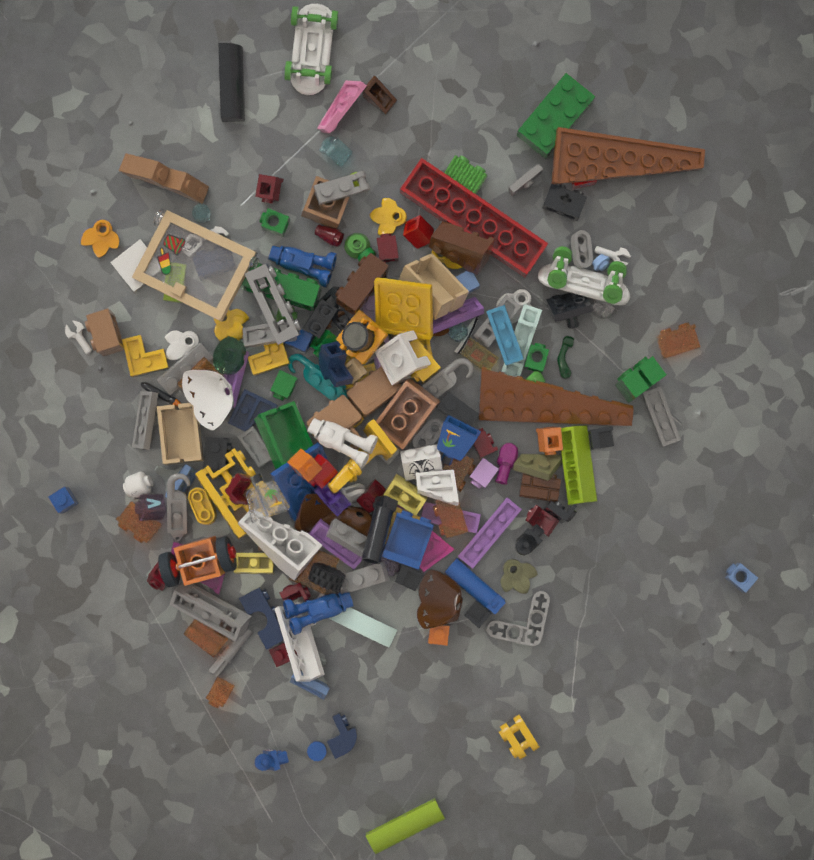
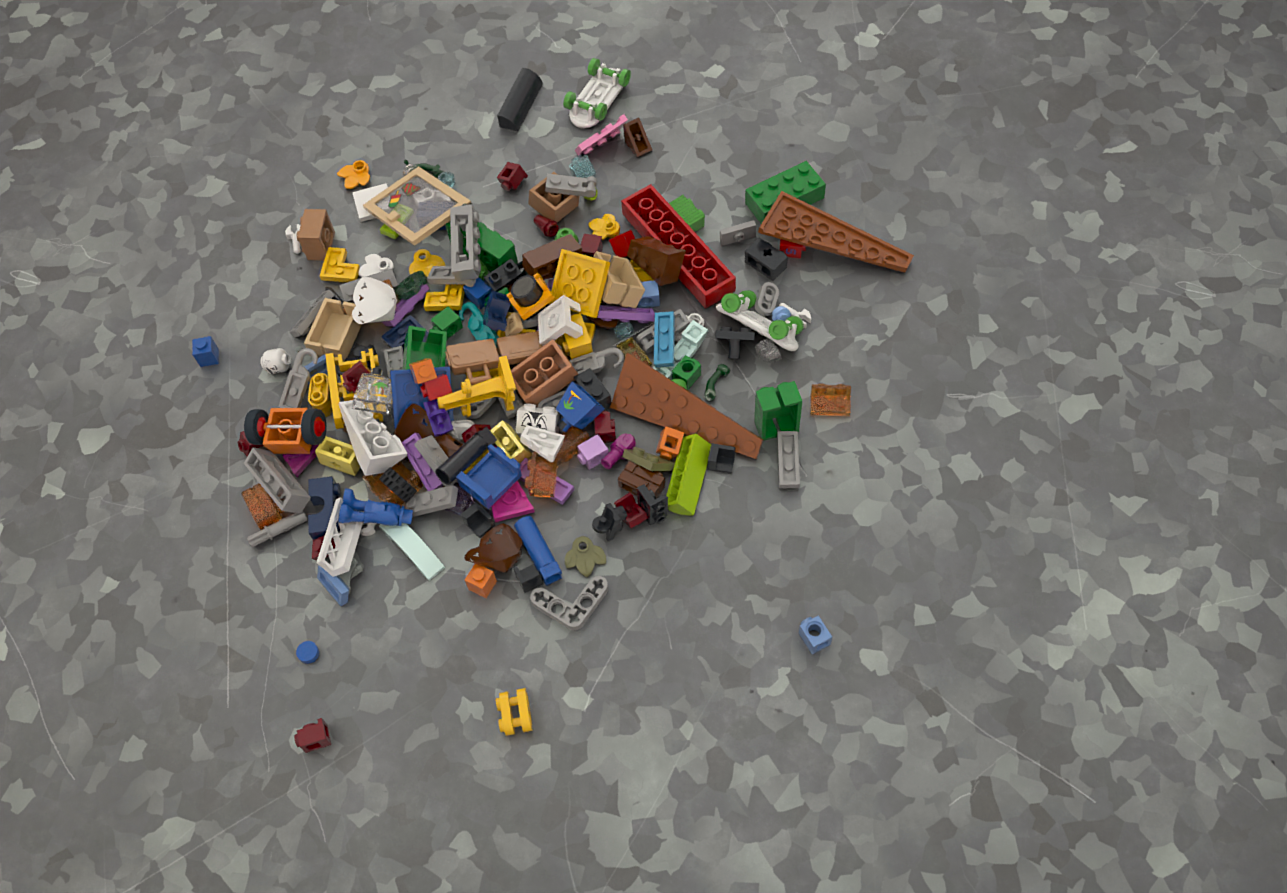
camera: 25 degrees right, 25 degrees down
(142, 529) = (260, 393): clear orange bracket -> none
(150, 507) = (274, 379): brick -> none
(162, 176) = (438, 147): medium nougat arch -> none
(185, 204) = (435, 169): none -> dark green piece
(219, 692) = (246, 563): clear orange bracket -> none
(271, 760) = (259, 640): blue hips -> none
(279, 229) = (504, 202): green brick -> none
(294, 592) = (365, 493): dark red bracket -> none
(303, 262) = (517, 237): blue piece -> none
(333, 436) = (465, 360): white piece -> none
(345, 741) = (339, 649): dark blue brick -> none
(360, 821) = (313, 736): none -> dark red brick
(405, 826) = (354, 760): lime brick -> none
(489, 533) = (574, 507): medium lavender plate -> none

